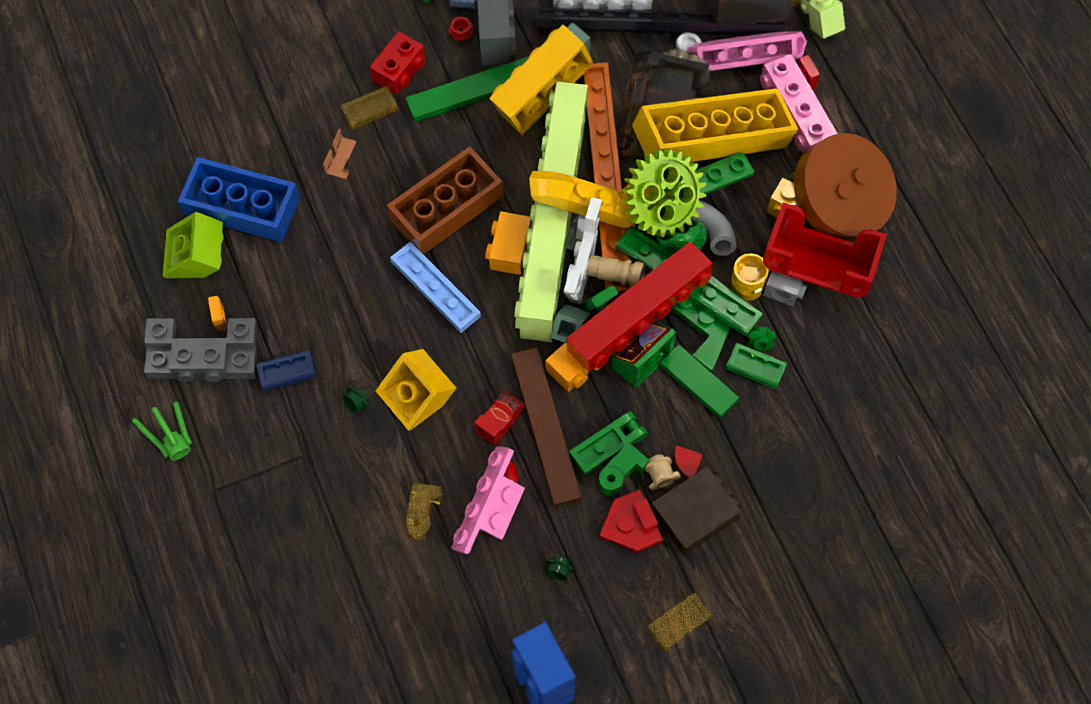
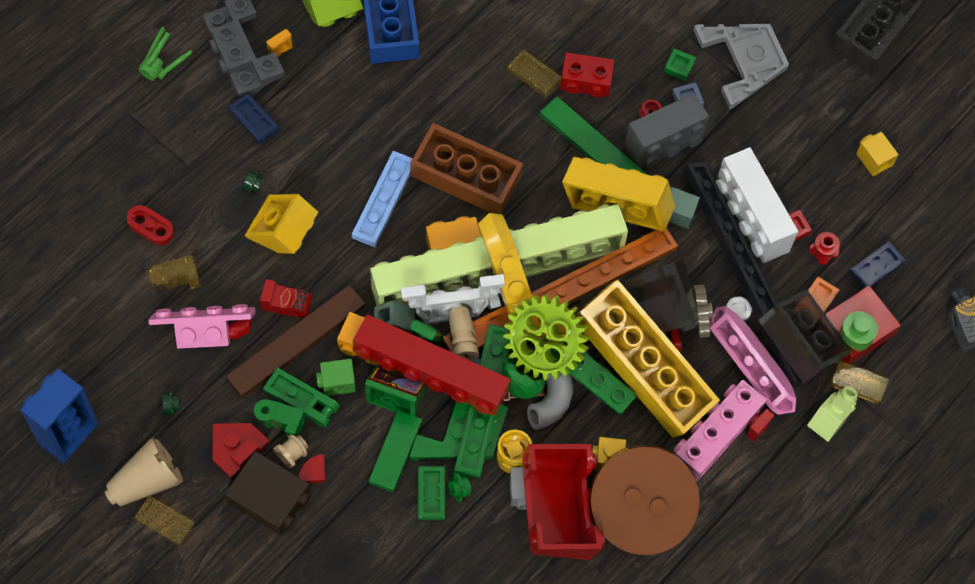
camera: 60 degrees right, 0 degrees up
(343, 153) = (480, 73): nougat piece -> none
(353, 513) = (151, 226): none -> red plate
(603, 401) = (336, 377): none -> bright green brick
(629, 620) = (144, 475): none -> tan cone

